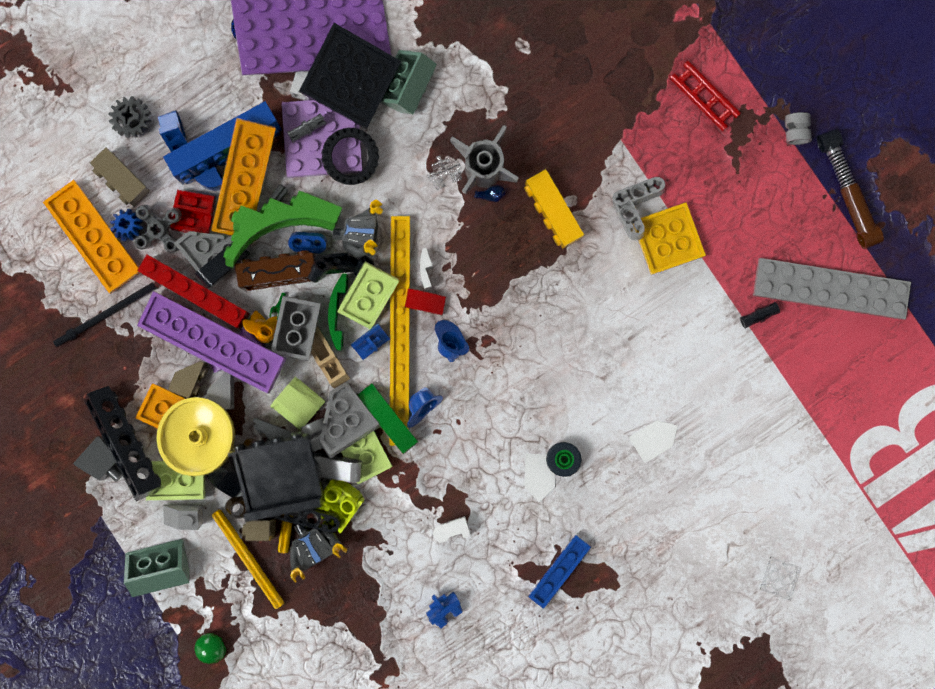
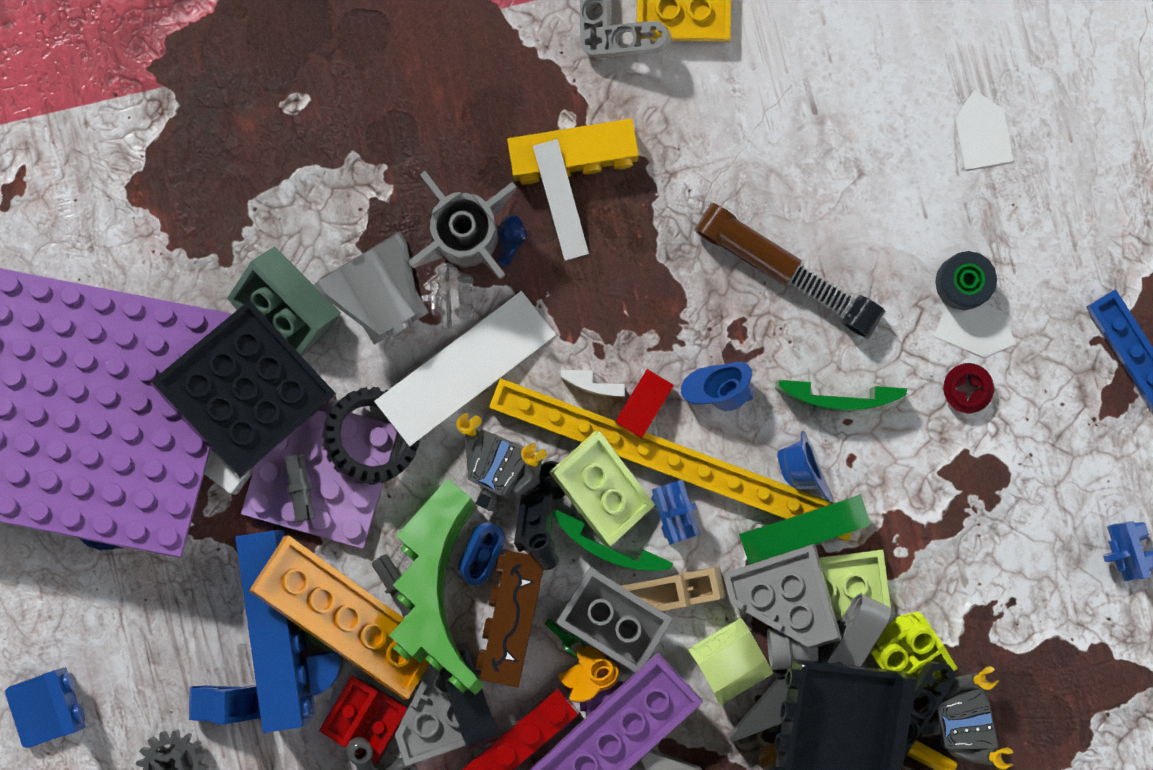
camera: 70 degrees left, 0 degrees up
(137, 37) = (45, 707): none -> blue bracket
(408, 195) = (465, 368): none -> white sticker
(432, 127) = (376, 289): none -> light grey brick
(451, 528) = (1010, 493): white leg -> none
(465, 388) = (801, 392): none -> green slope
(511, 486) = (977, 377): none -> dark red gear
(523, 212) = (560, 199): none -> white sticker
(532, 353) = (724, 230): none -> piece

